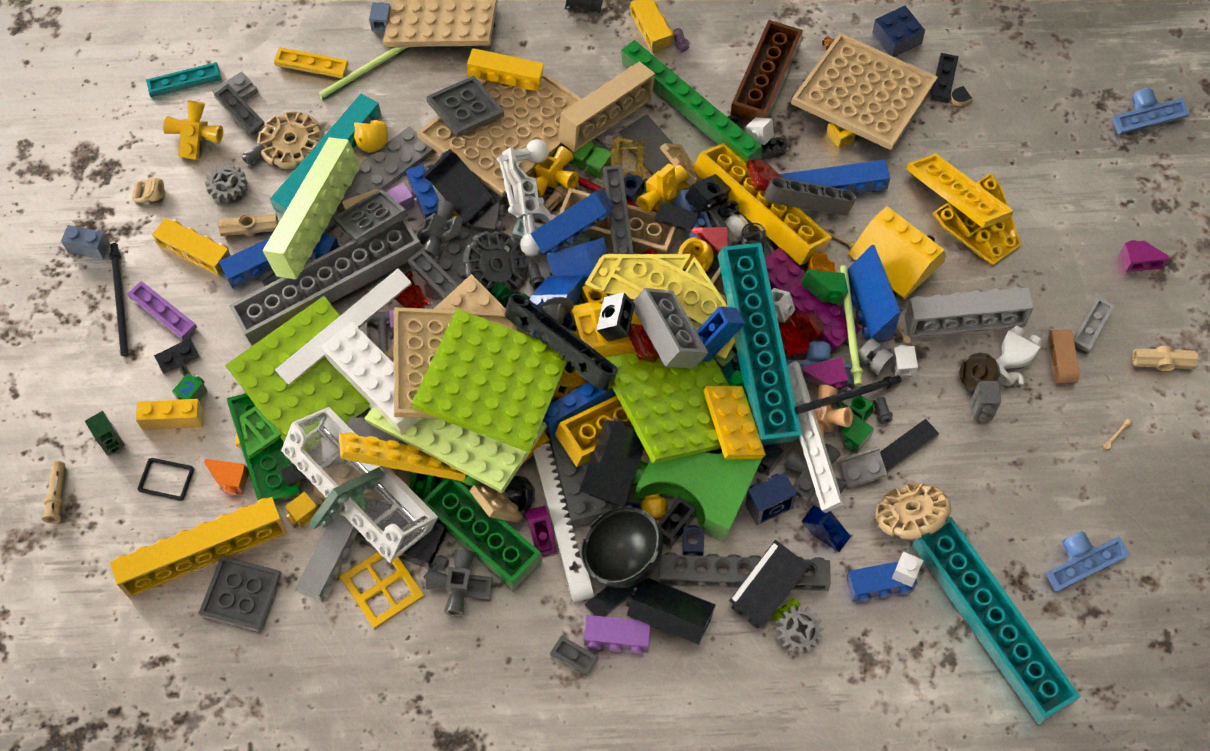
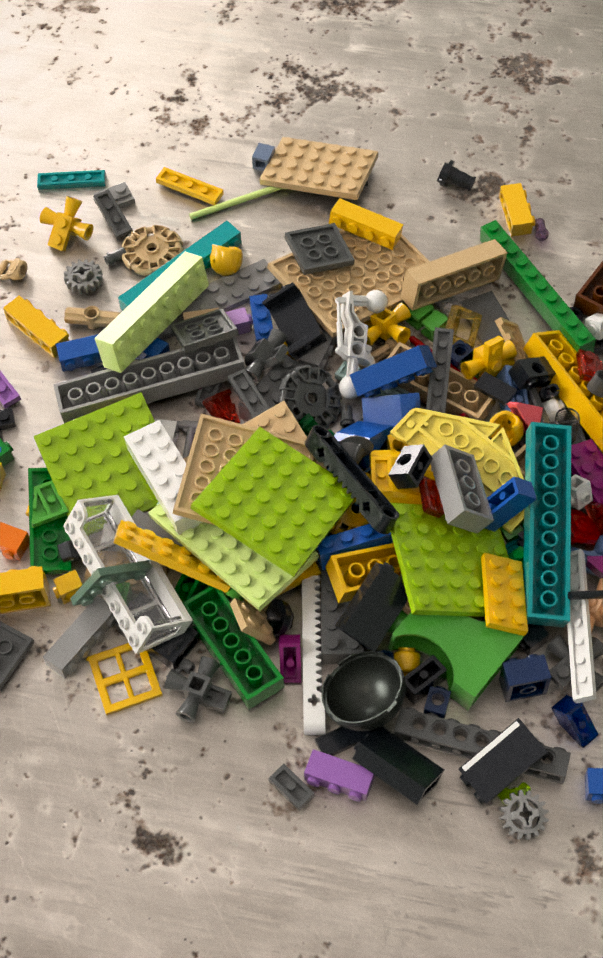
camera: 15 degrees right, 5 degrees down
(358, 314) = (168, 416): white tile -> none

